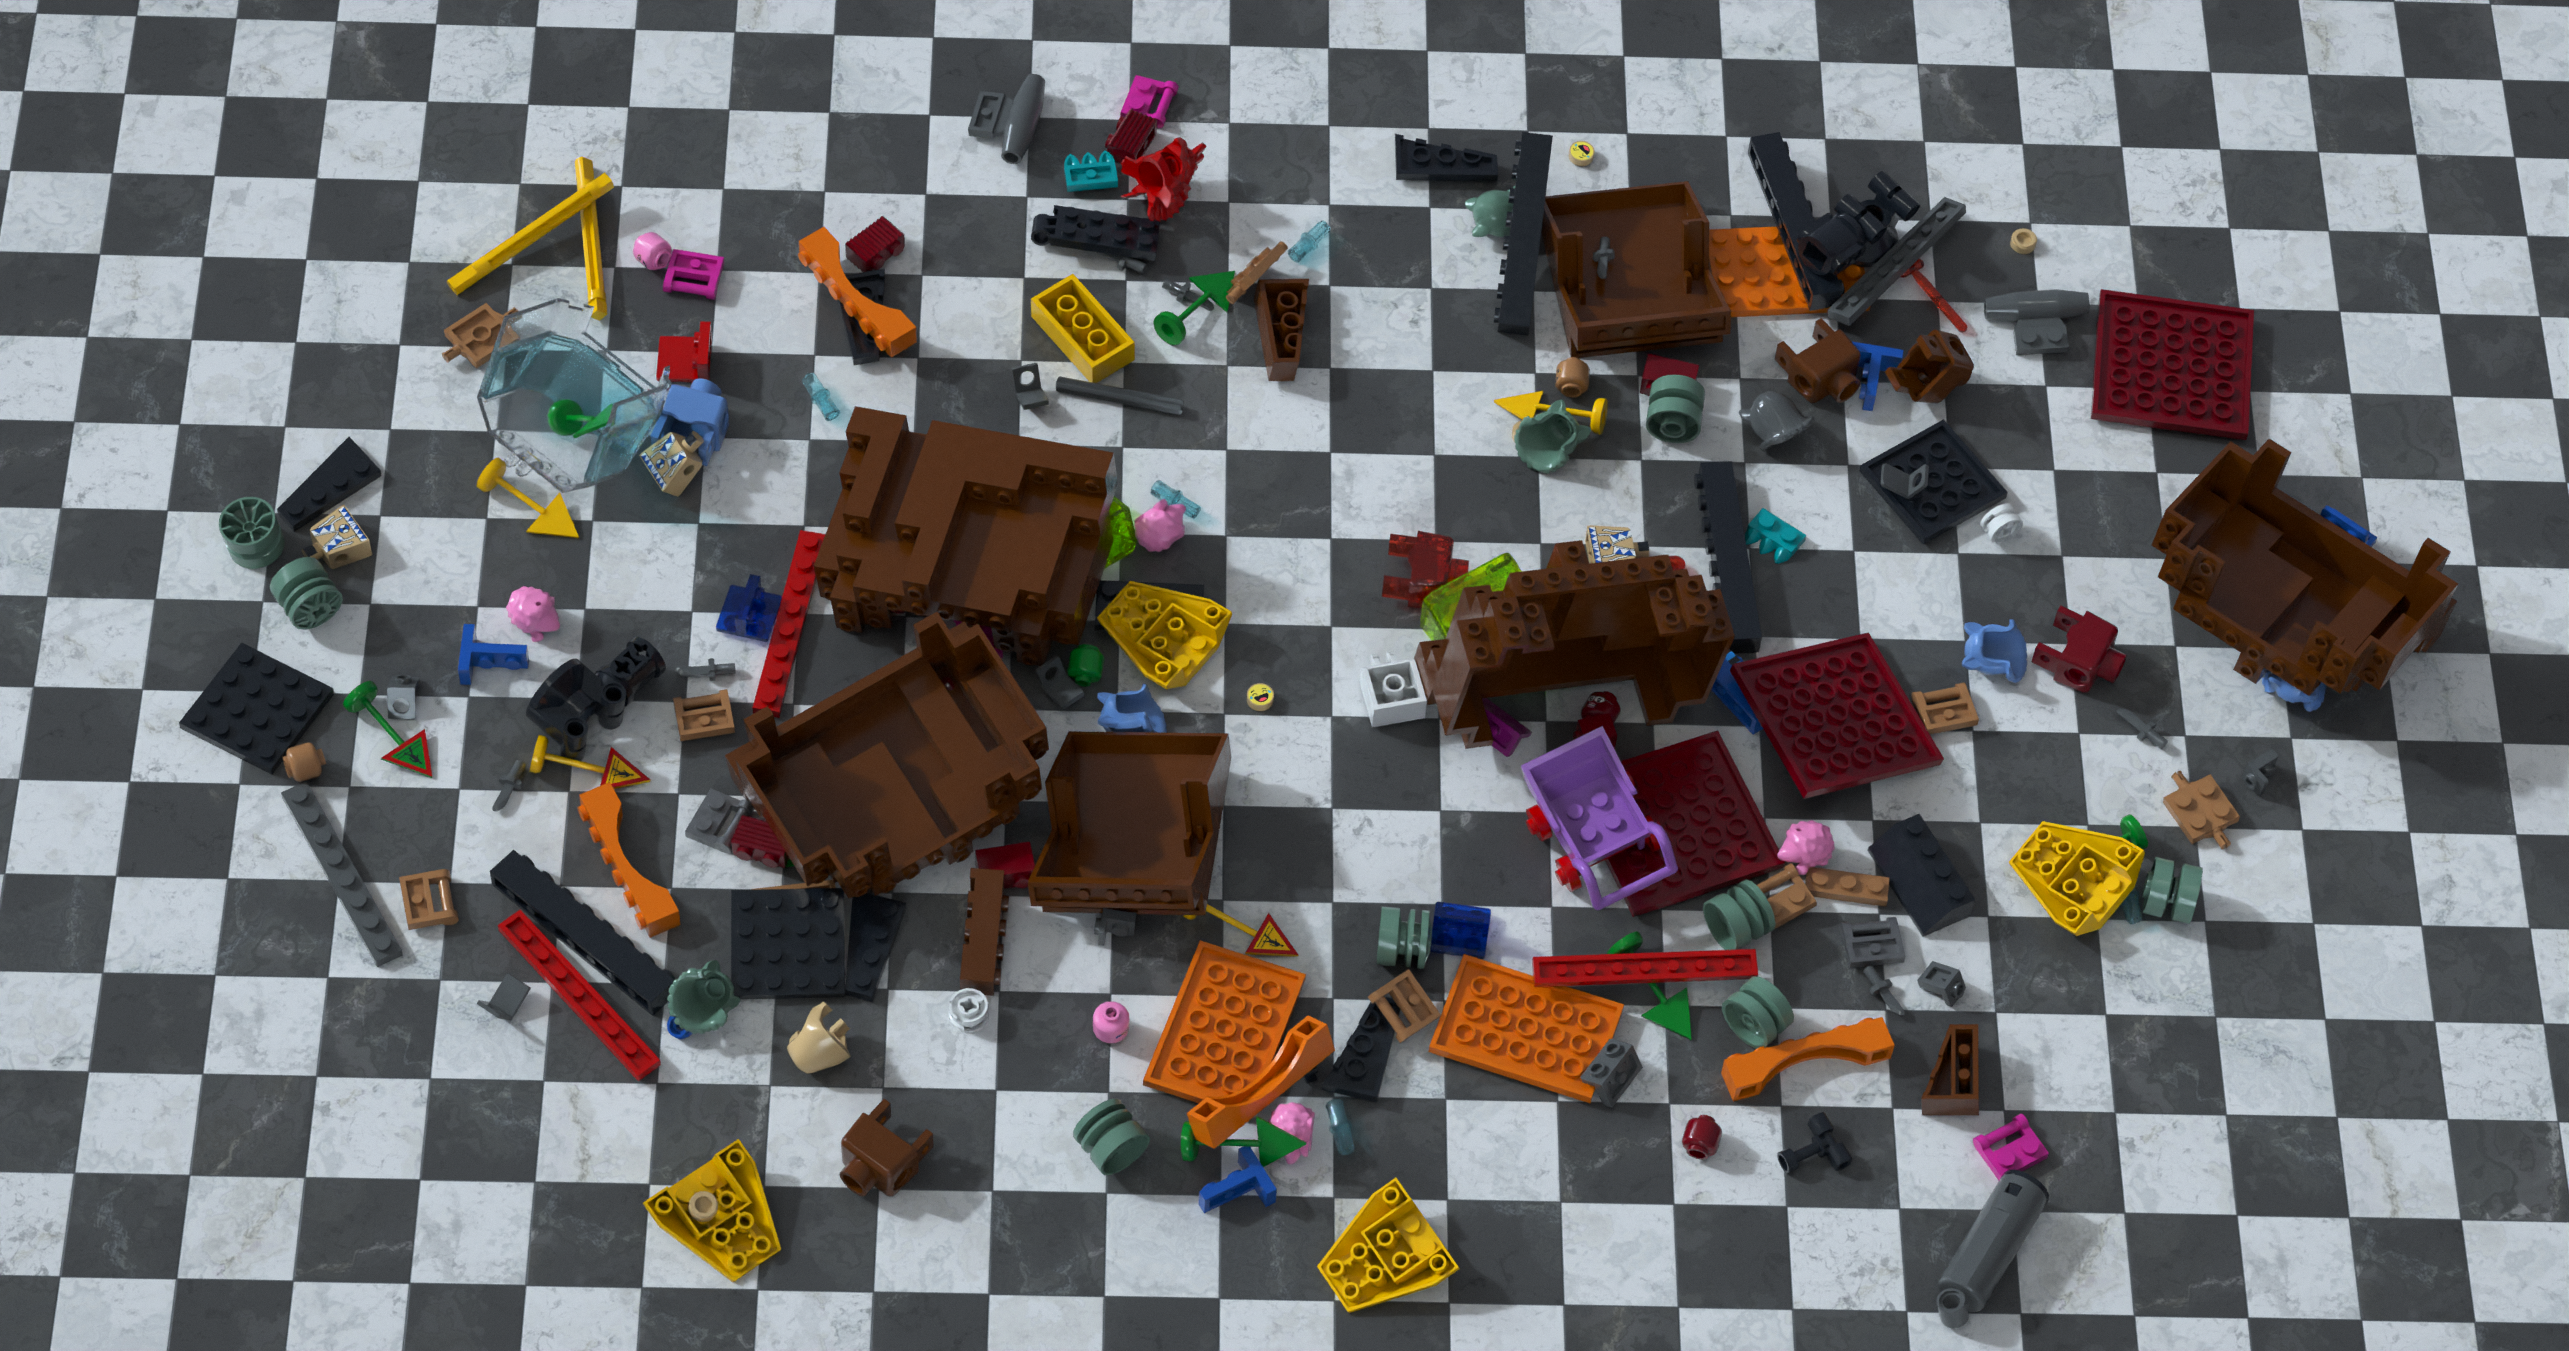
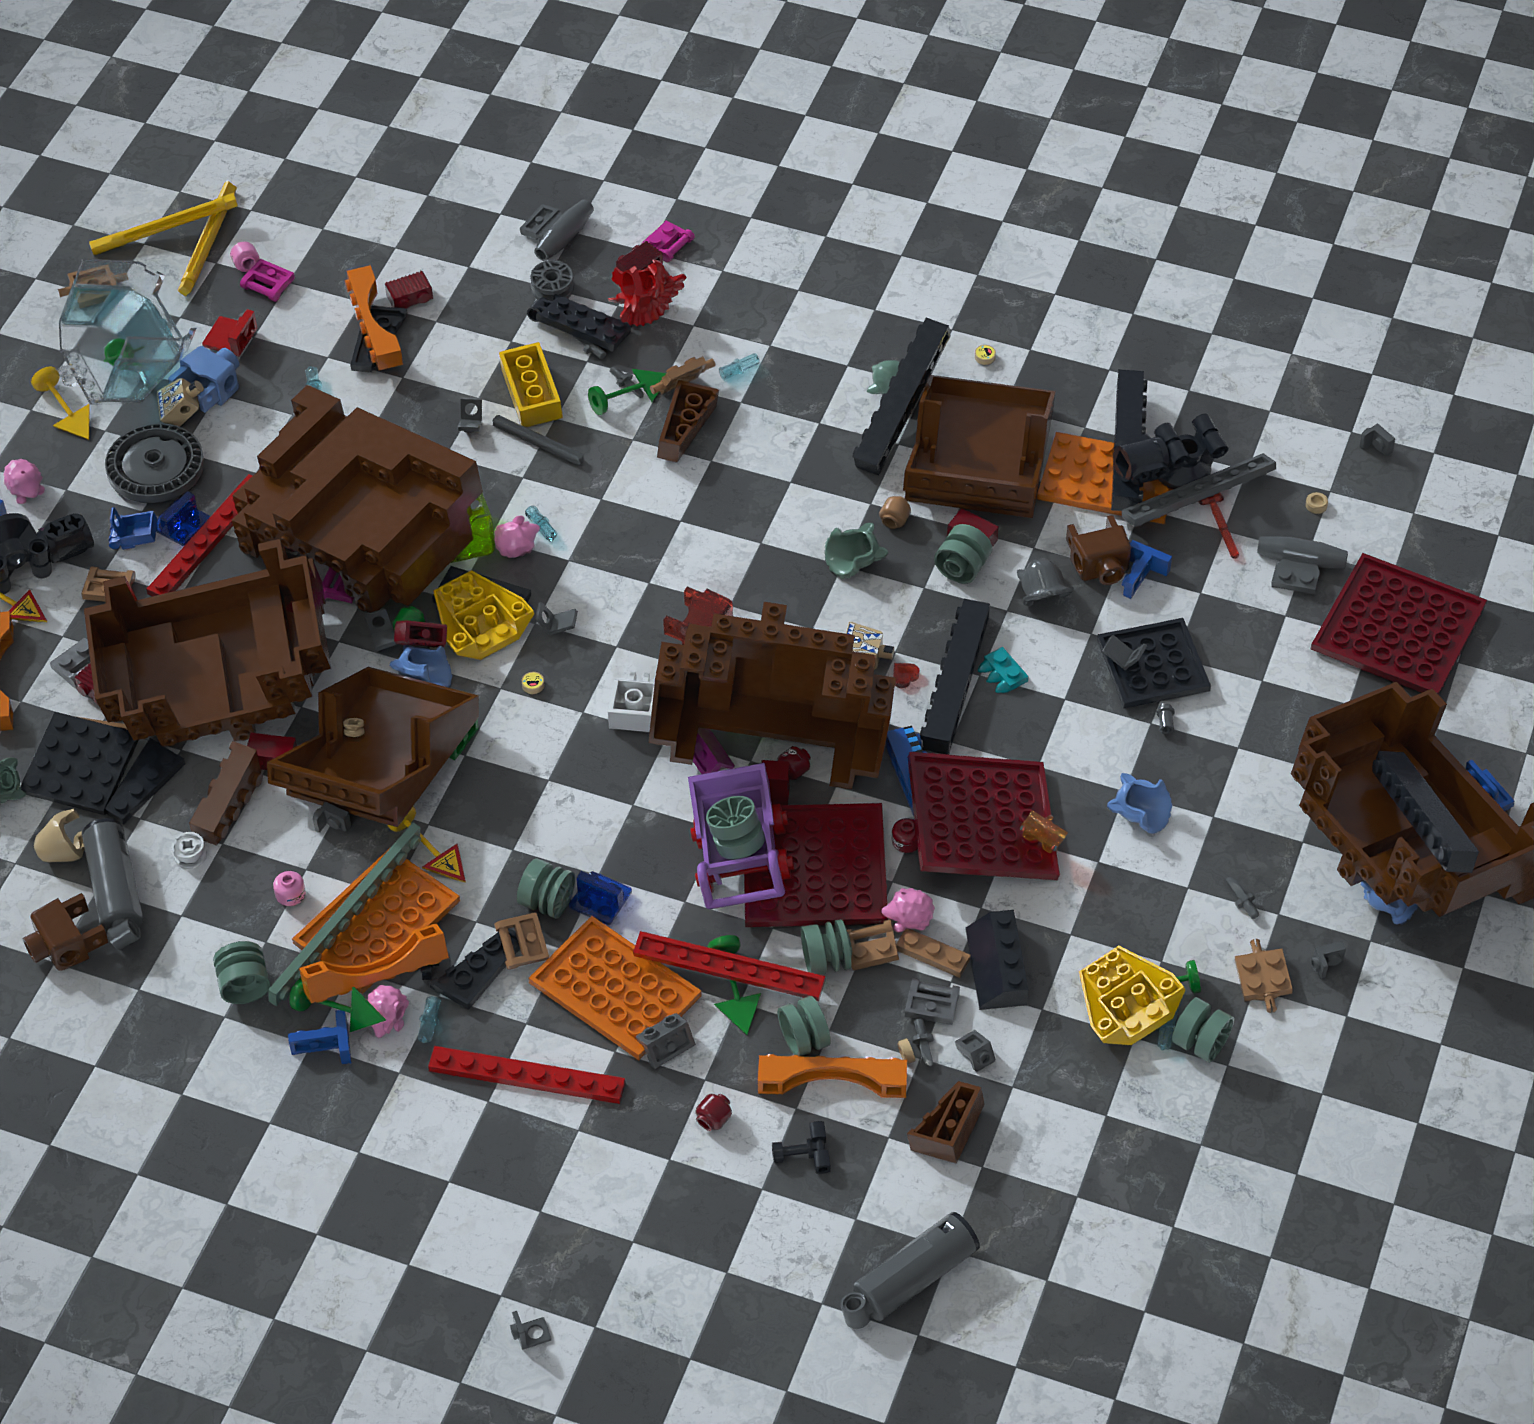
camera: 25 degrees right, 5 degrees down
(678, 564) = (154, 463): none -> dark grey piece
(698, 639) = (132, 529): none -> blue piece
(711, 670) = (131, 555): dark grey piece -> none
(906, 1073) = (113, 881): none -> dark grey piece
(1039, 188) = (551, 278): none -> dark grey wheel
(1090, 174) = (594, 280): teal plate -> none
(1090, 810) = (353, 727): none -> tan bush
(1114, 675) = (420, 633): none -> dark red brick
(1194, 1044) = (341, 918): none -> sand green plate
(1256, 614) = (557, 622): none -> dark grey bracket
(1385, 1252) = (414, 1124): yellow wedge -> none
(1431, 162) = (860, 332): black wing -> none
(1476, 1156) = (527, 1074): none -> red plate
(1528, 404) = (899, 545): yellow piece -> none
(1599, 809) = (735, 827): none -> sand green wheel
(1603, 255) = (962, 430): dark grey piece -> none
(1761, 761) = (904, 835): none -> dark red head
(1872, 1006) = (906, 1051): none -> tan tile
(1912, 714) = (1044, 831): none -> clear orange hips
(1937, 361) = (1193, 568): reddish brown piece -> none
(1946, 715) = (1082, 843): medium nougat plate -> none
(1972, 539) = (1165, 713): none -> dark grey pin
(2001, 523) = (1193, 707): white wheel -> none
(2016, 1155) = (973, 1205): dark pink plate -> none
(2061, 146) = (1379, 437): none -> dark grey bracket
(2087, 651) = (1216, 824): dark red piece -> none
(2321, 582) = (1425, 812): none -> black brick

